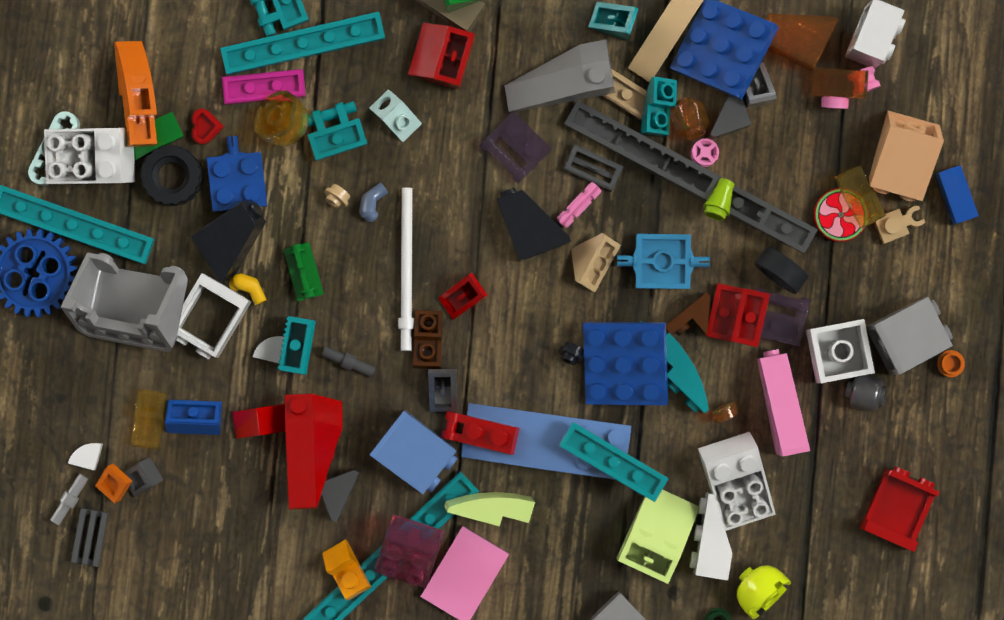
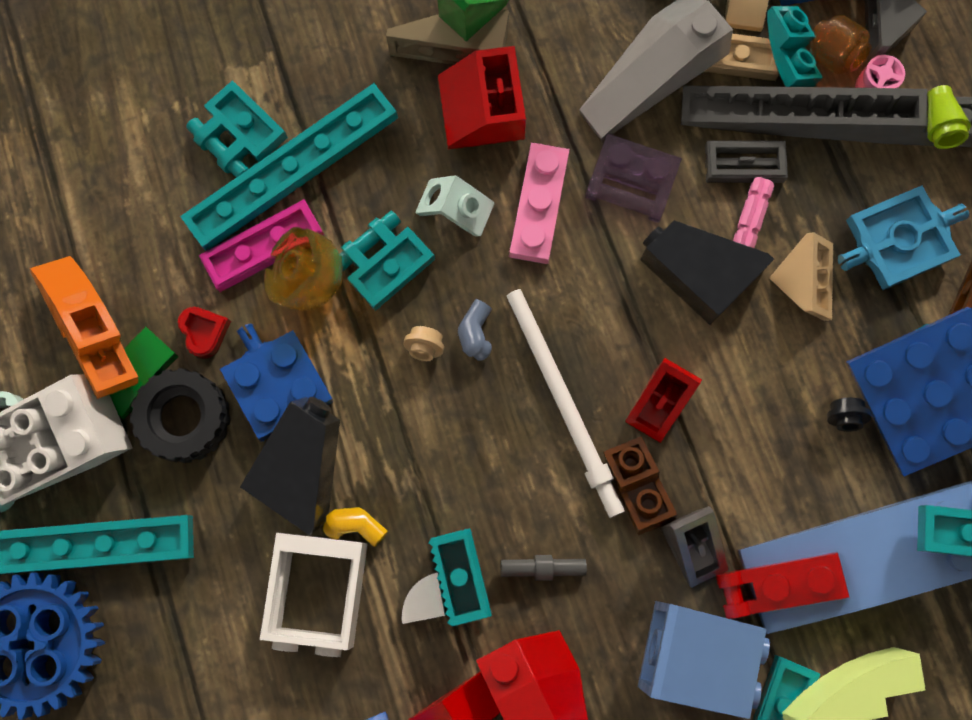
camera: 20 degrees left, 10 degrees down
(126, 303) = (182, 631): light grey windscreen -> none
(303, 271) = (422, 467): green hinge -> none
(449, 136) = (539, 203): none -> bright pink plate

